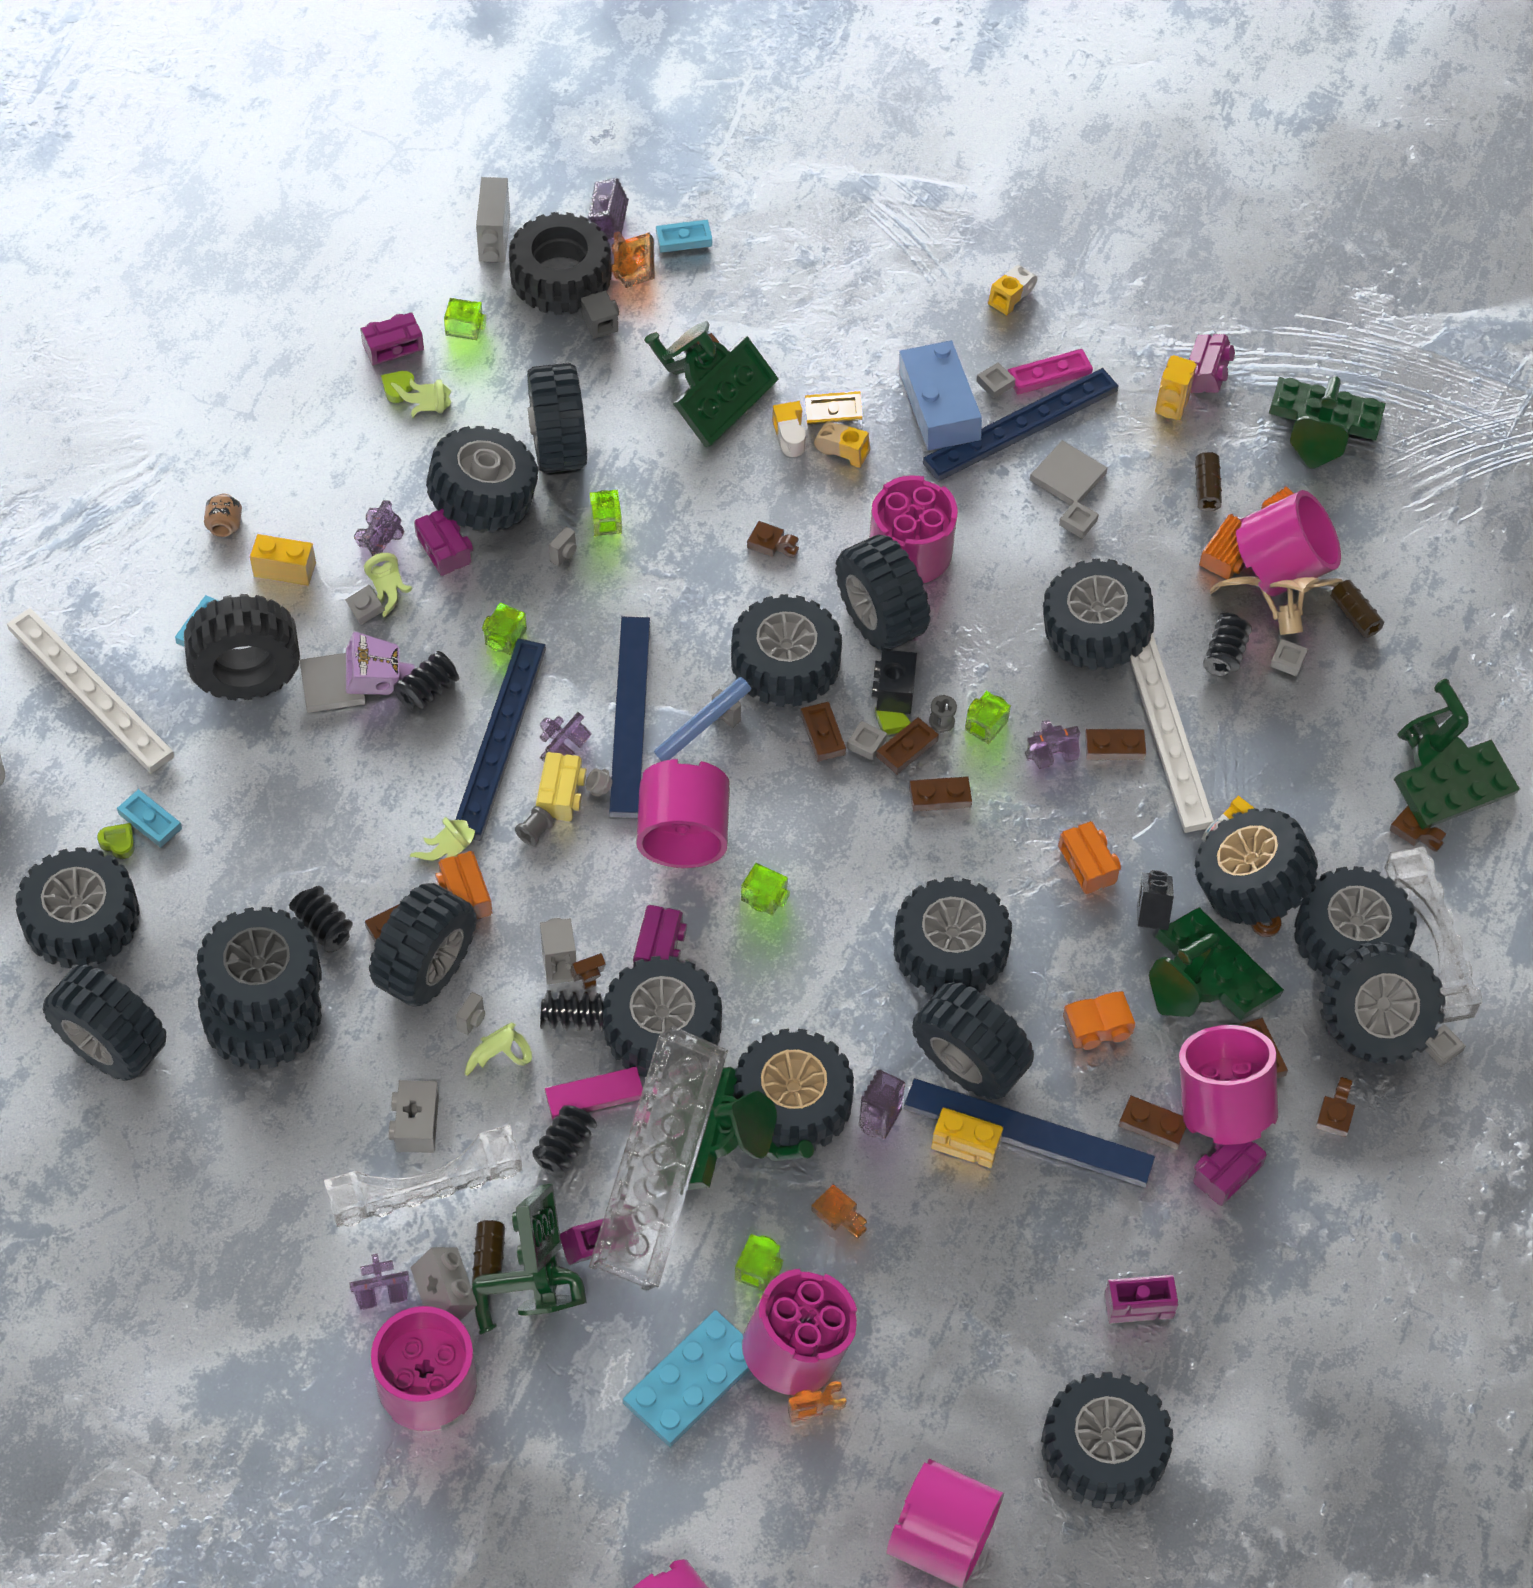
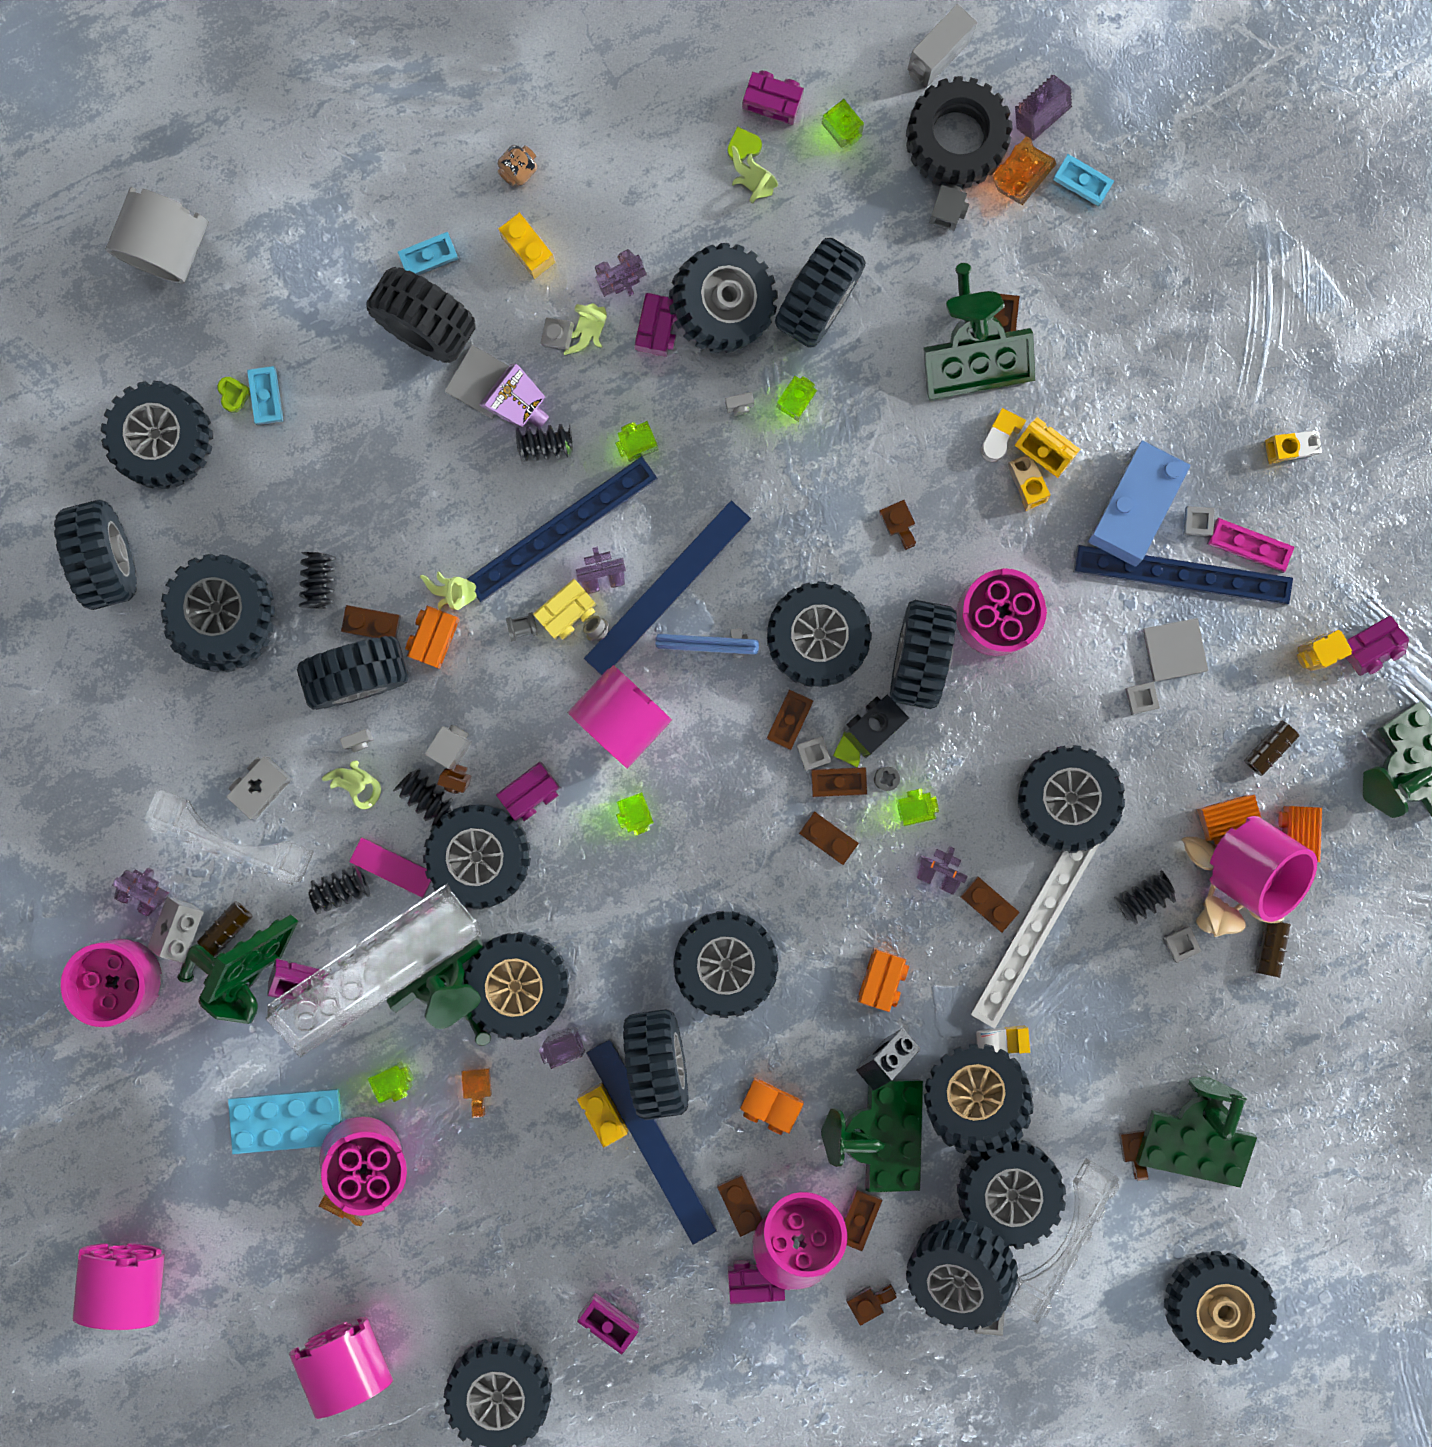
camera: 45 degrees right, 30 degrees up
(91, 691) = (305, 247): white plate -> none

